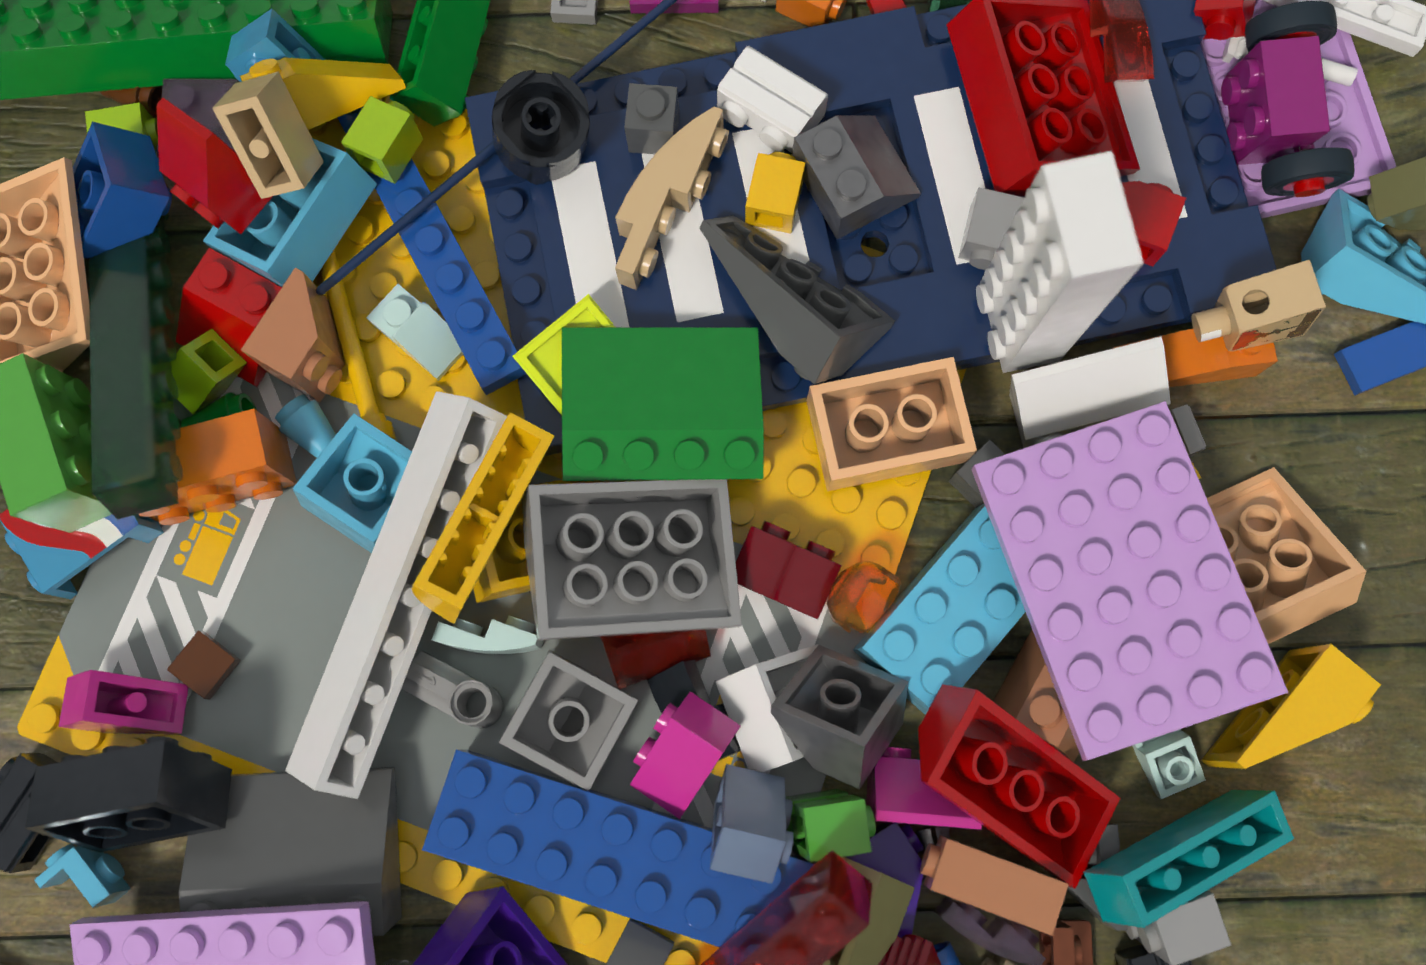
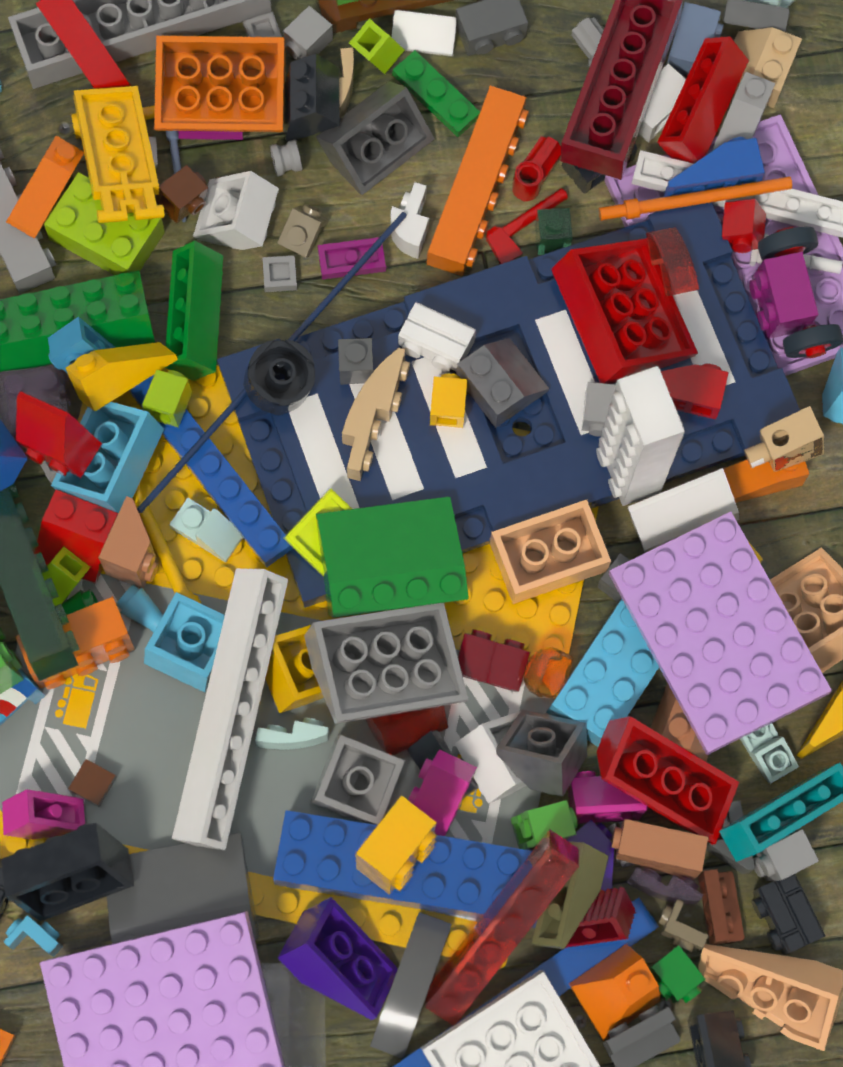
camera: 15 degrees left, 5 degrees down
(268, 135) = (100, 408): tan brick -> none
(450, 690) = (269, 775): light grey piece -> none
(481, 517) = (284, 648): yellow brick -> none
(584, 853) = (396, 845): none -> yellow brick
(750, 824) = (493, 828): sand blue brick -> none
(803, 315) = (482, 485): dark grey wedge -> none
(1188, 430) = (753, 531): light grey tile -> none

